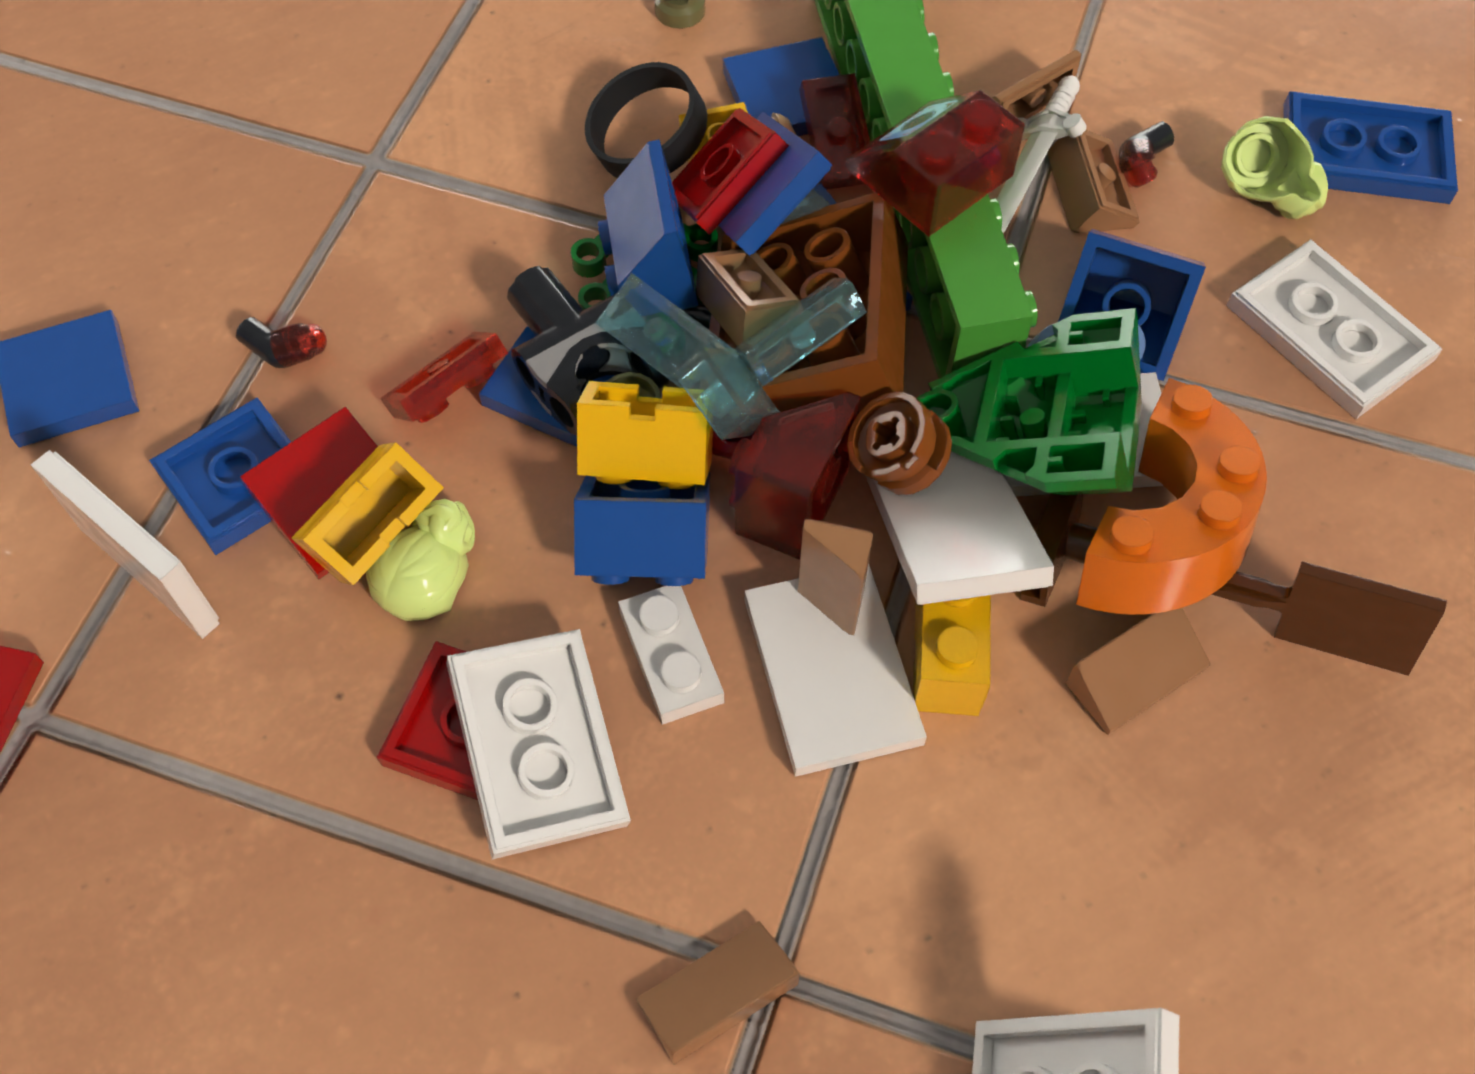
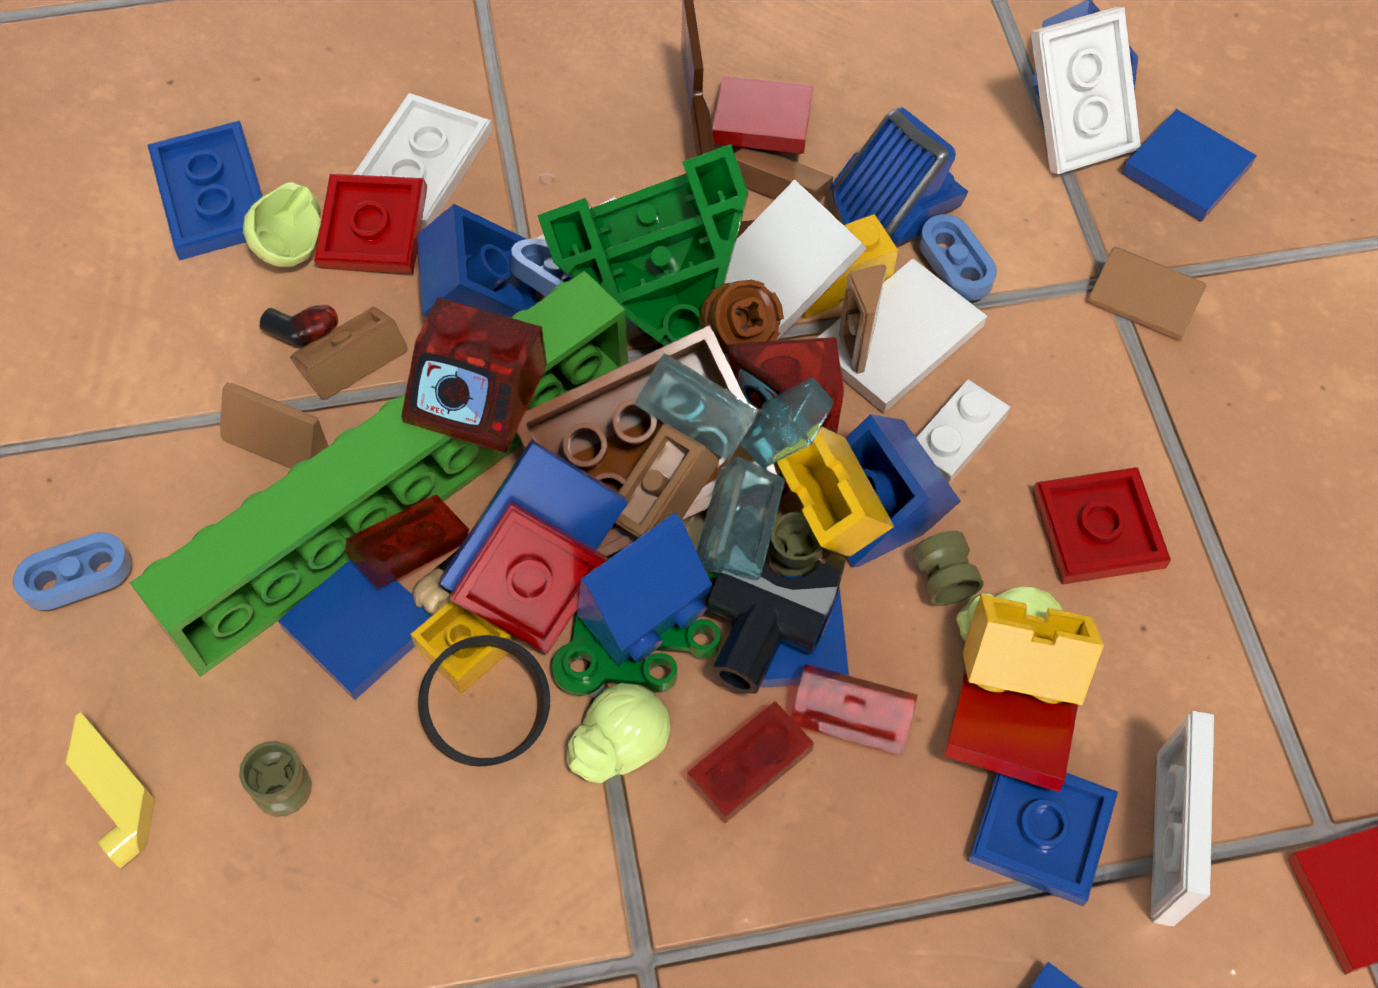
camera: 120 degrees left, 0 degrees up
(282, 346) = (909, 874): clear red arm -> none
(461, 283) = (750, 761): none -> clear red plate
(522, 531) = (948, 568): none -> olive wheel
(536, 743) = (1087, 464): white tile -> none
(556, 207) = (619, 733): none -> yellowish green hair
(899, 786) = (962, 258): none -> medium blue plate
(1041, 132) = (319, 391): white sword -> none
(1045, 778) = (899, 178): none -> blue piece
(1197, 543) = (662, 134): orange brick -> none
(1248, 695) = (762, 114): none -> tile
(1251, 243) = (371, 223): none -> red tile

